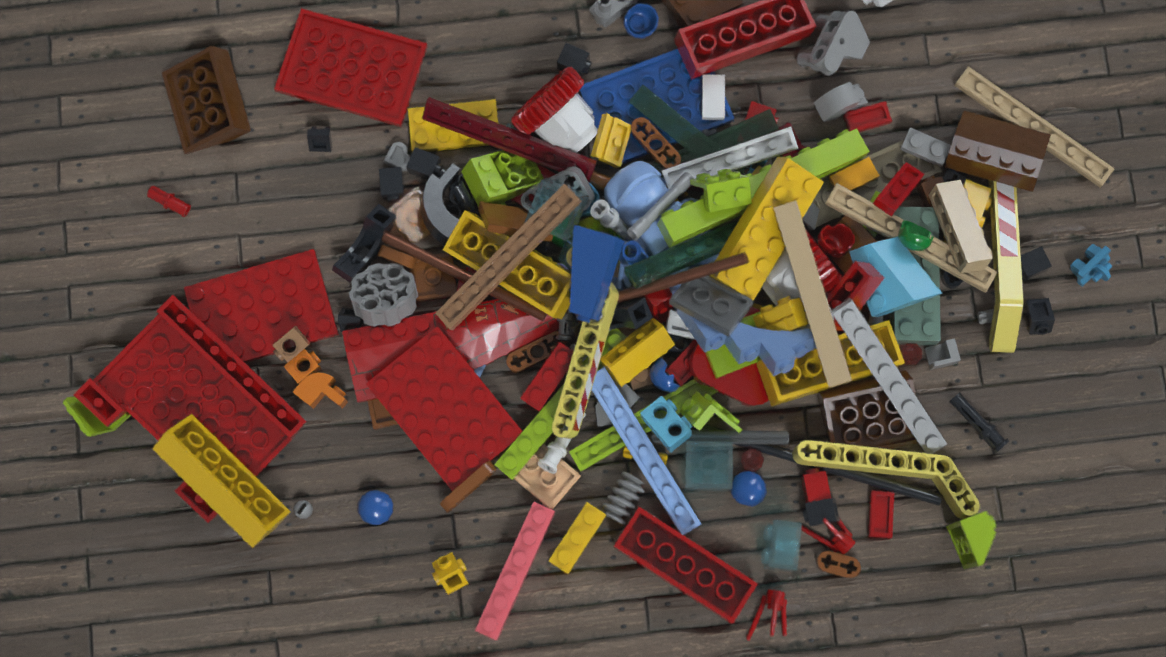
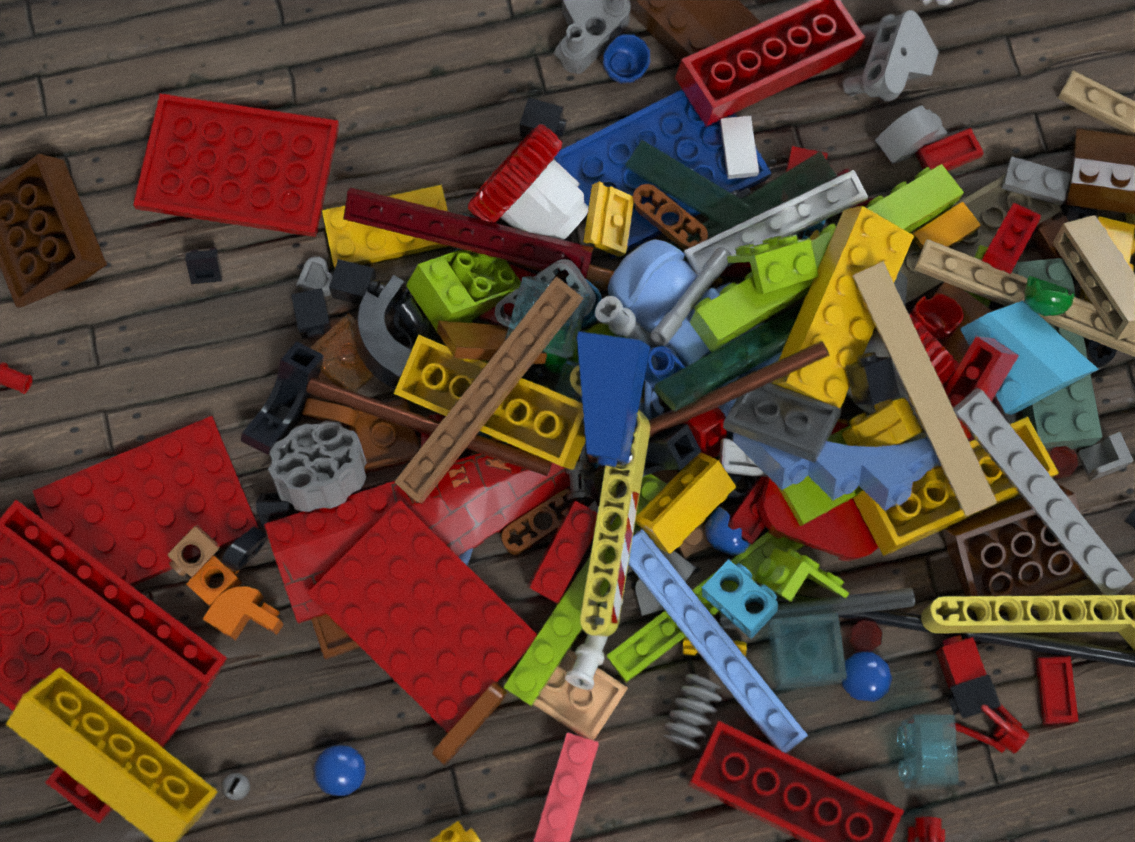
camera: 10 degrees left, 5 degrees down
(326, 346) = (244, 549): none -> black beam
(577, 538) = (635, 778): yellow brick -> none
(778, 282) = (872, 379): none -> black brick
(840, 559) = (1008, 777): dark orange beam -> none

